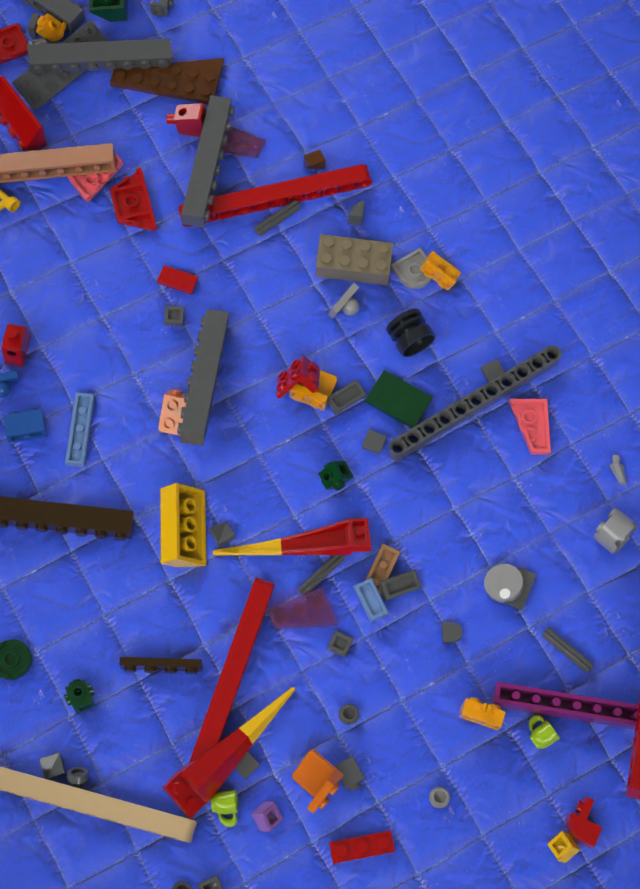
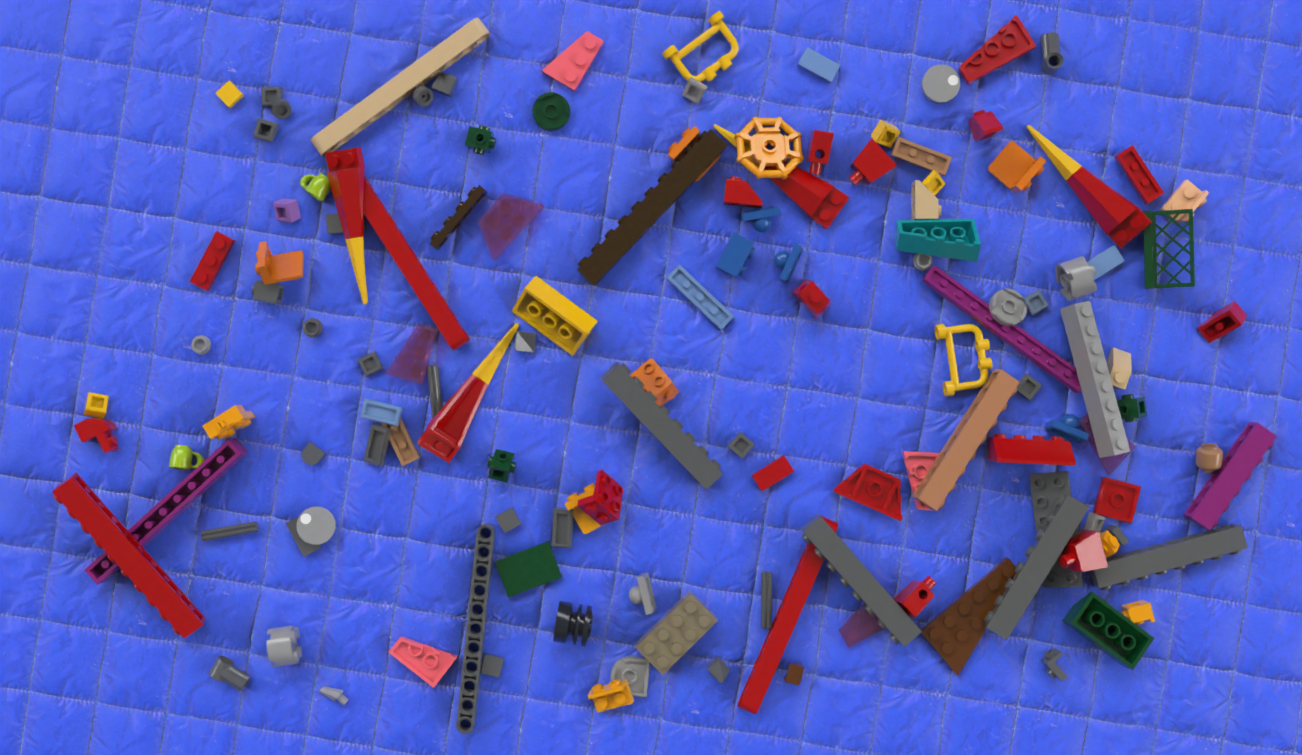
camera: 135 degrees right, 20 degrees up
(63, 29) = (1084, 552): none -> torso
(134, 623) = (506, 221): none -> clear pink wing

